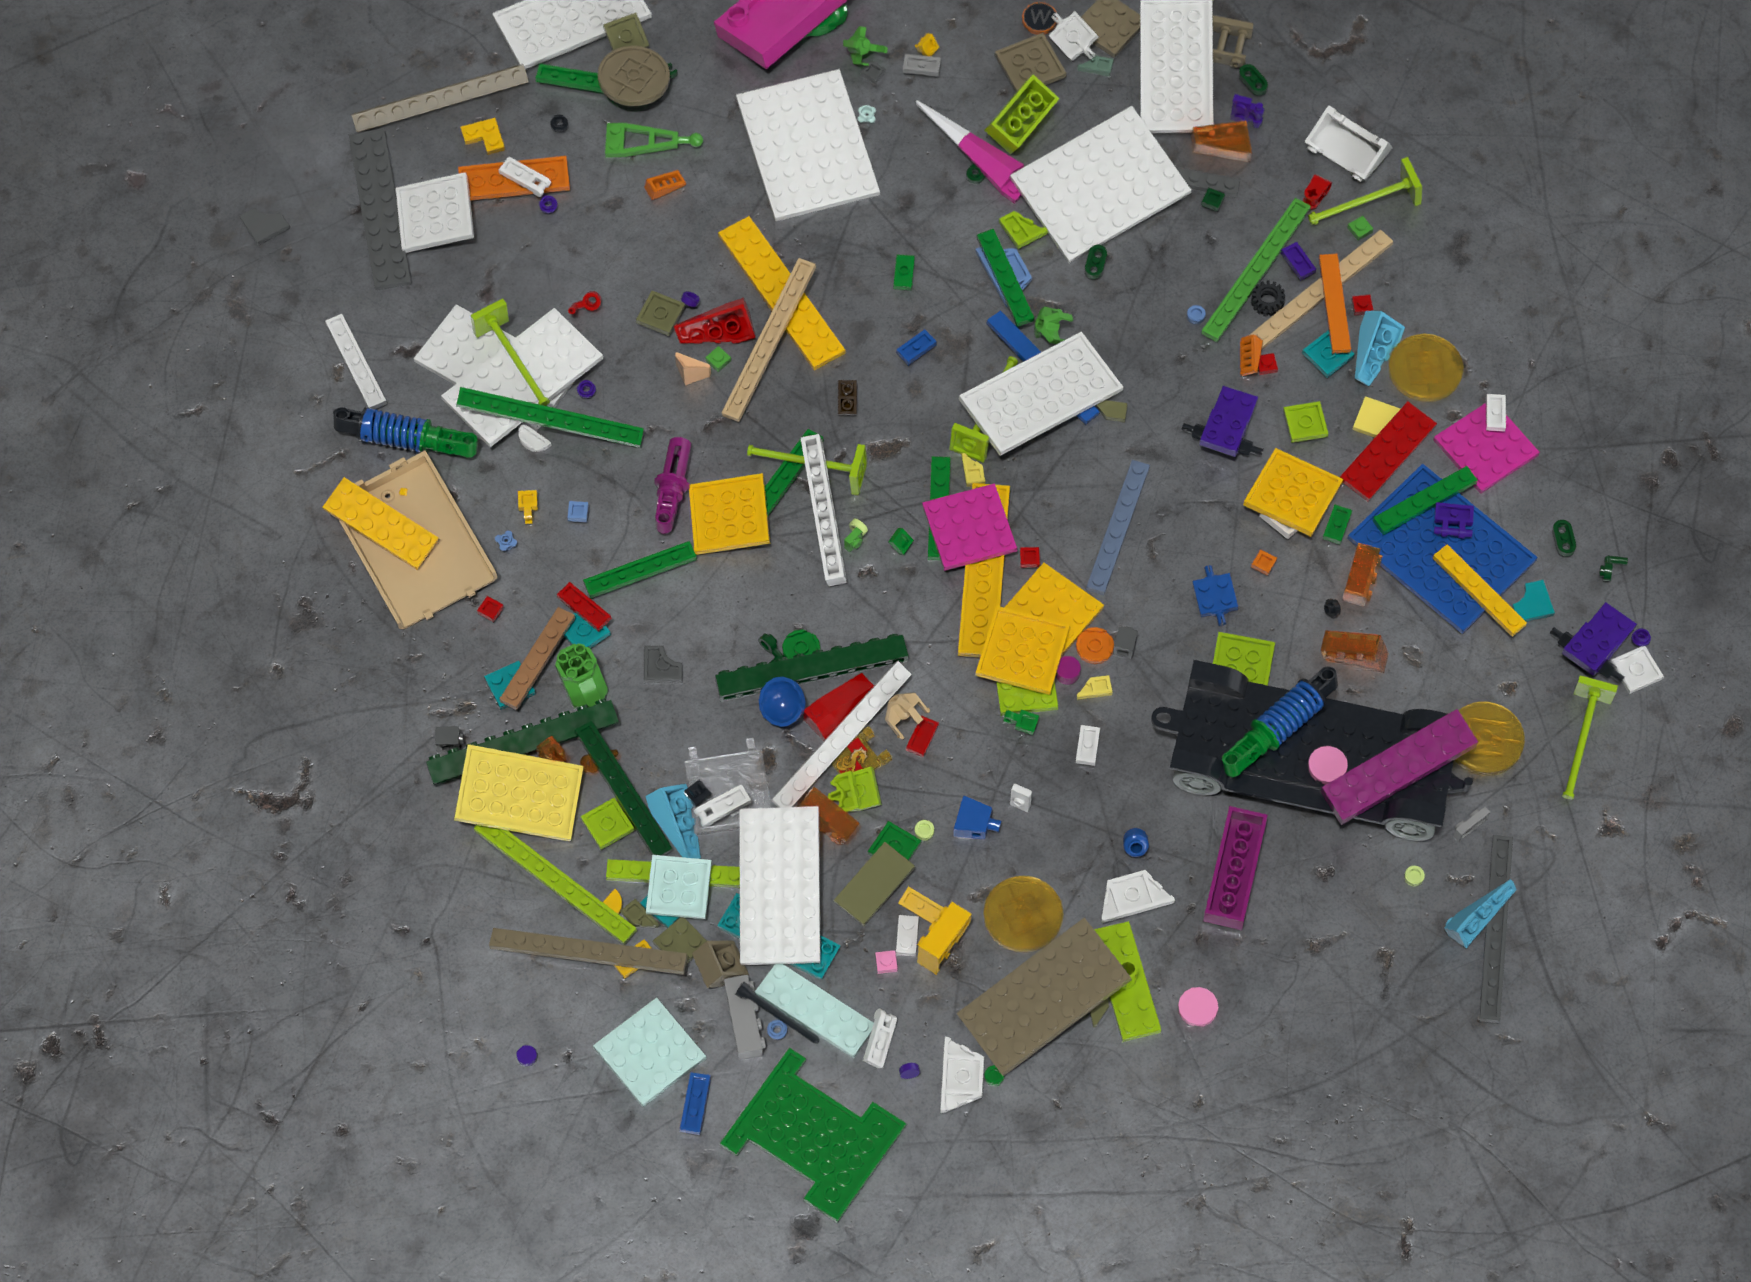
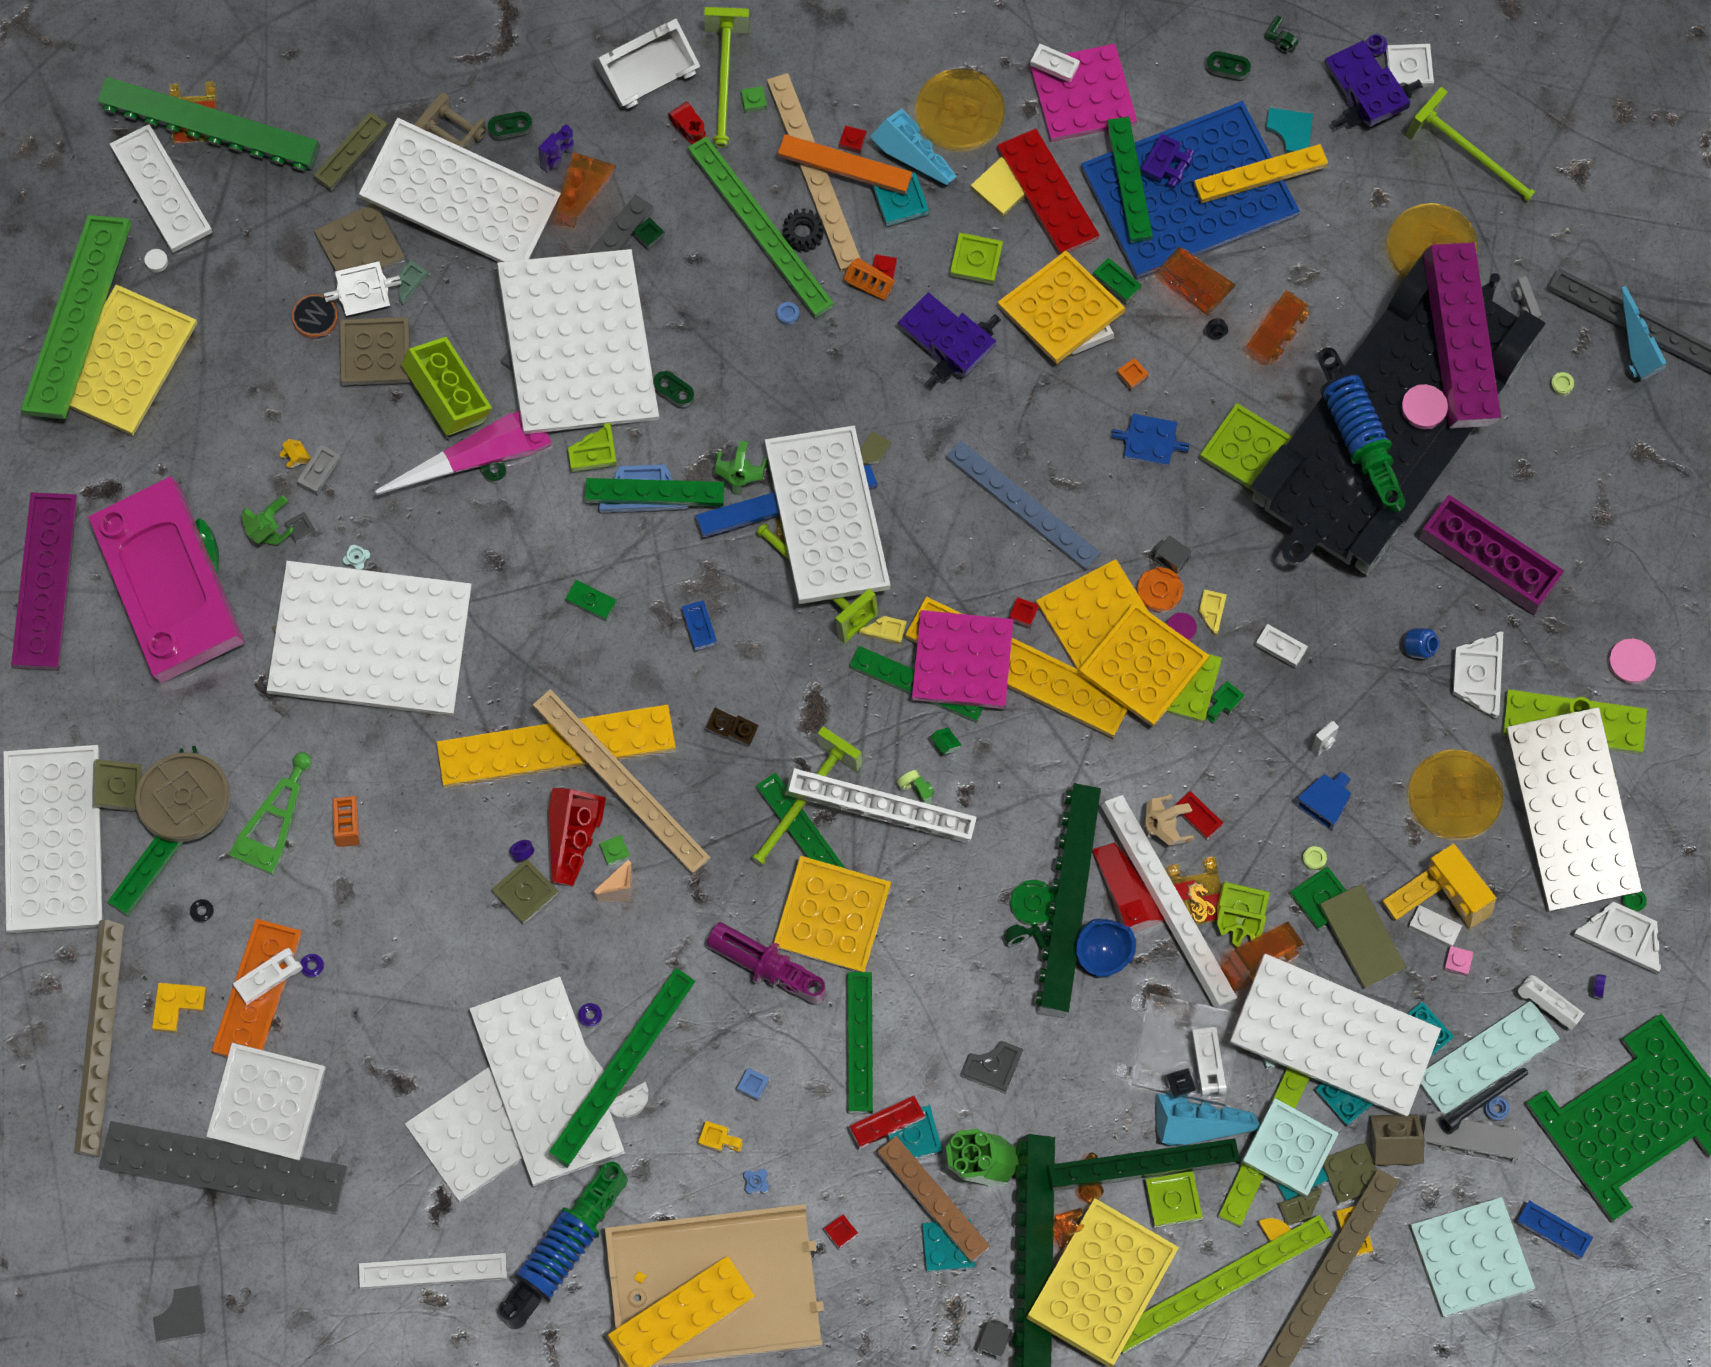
camera: 70 degrees left, 5 degrees up
(491, 319) = (461, 1085): lime tile -> none
(585, 302) = (475, 969): red plate -> none
(1298, 261) = (769, 179): dark purple plate -> none

